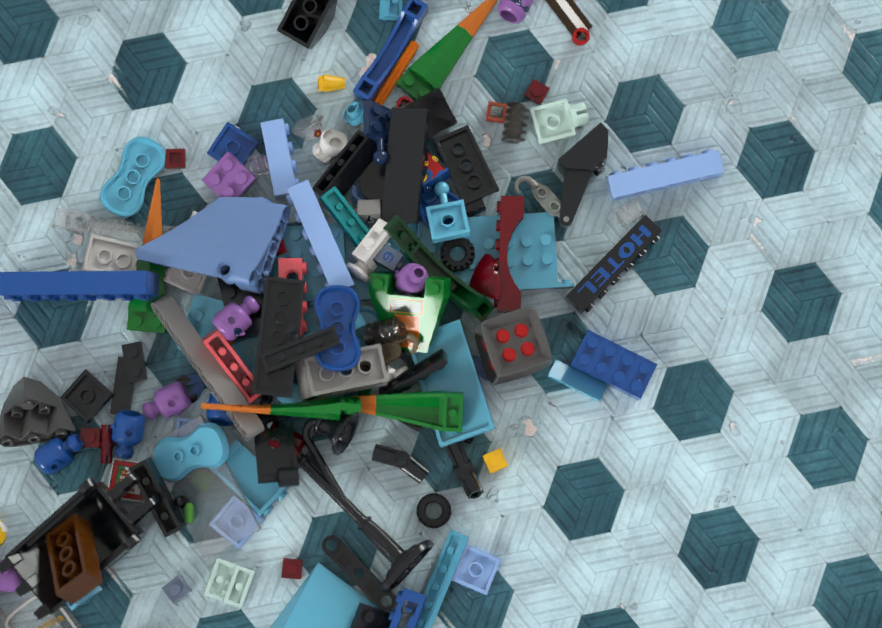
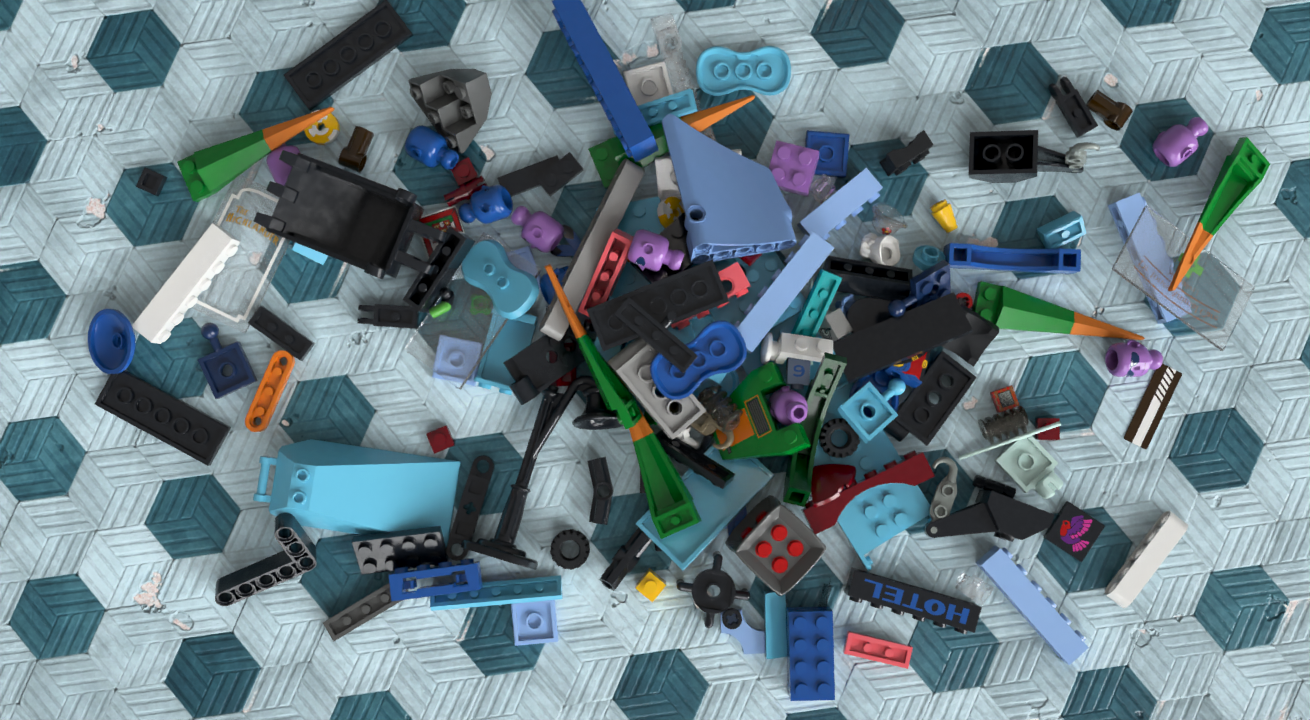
camera: 60 degrees right, 5 degrees up
(28, 517) = (354, 154): none -> dark brown piece
(73, 558) = (329, 222): reddish brown brick -> none
(87, 396) = (502, 146): black plate -> none
(131, 240) = (675, 104): none -> medium azure plate
(172, 556) = (391, 316): none -> black hinge
(176, 158) = (784, 103): dark red plate -> none
(176, 589) = (360, 338): sand blue brick -> none
(210, 291) = (669, 210): none -> piece
(228, 582) = (394, 384): light aqua slope -> none
(268, 94) = (900, 159): none -> black brick
(396, 73) = (991, 276): orange axle -> none
(521, 425) = (710, 577): none -> black plate
(529, 126) = (1009, 440): none -> light aqua piece
(548, 410) = (733, 625): none -> black bush
(550, 164) = (988, 484): none -> black axle
(560, 412) = (751, 639): none -> light blue tile
(580, 42) = (1123, 446): red bush -> none
(626, 114) = (1074, 531): none -> tile
(638, 311) = (877, 649): none -> coral plate
(675, 71) = (1146, 559): none -> white beam

